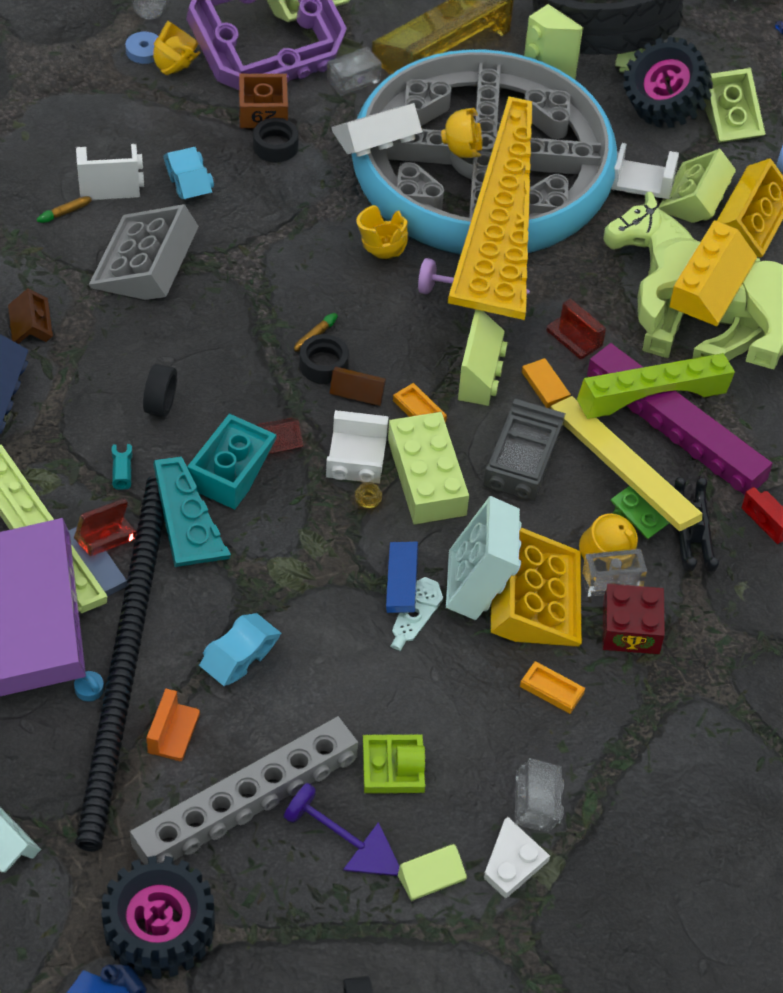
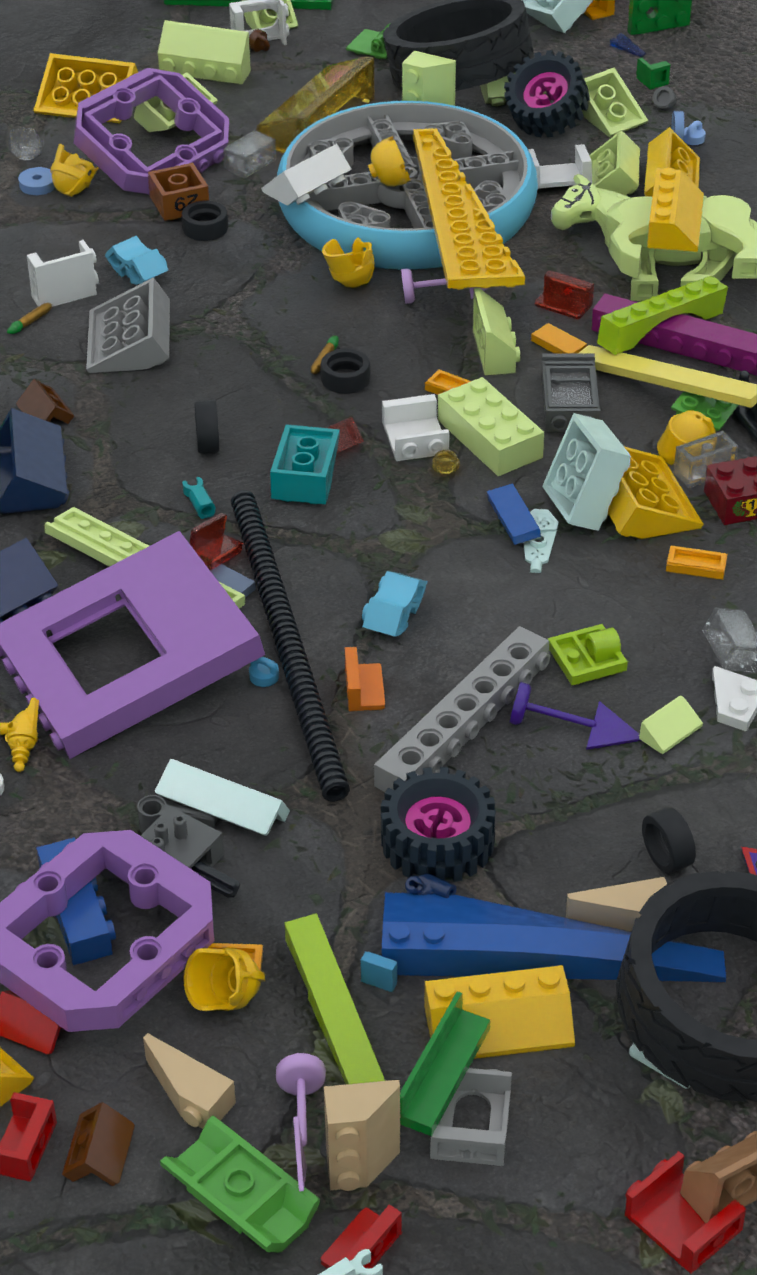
camera: 15 degrees left, 10 degrees down
(187, 520) = (285, 515): teal wing -> none
(357, 386) = (389, 382): reddish brown tile -> none

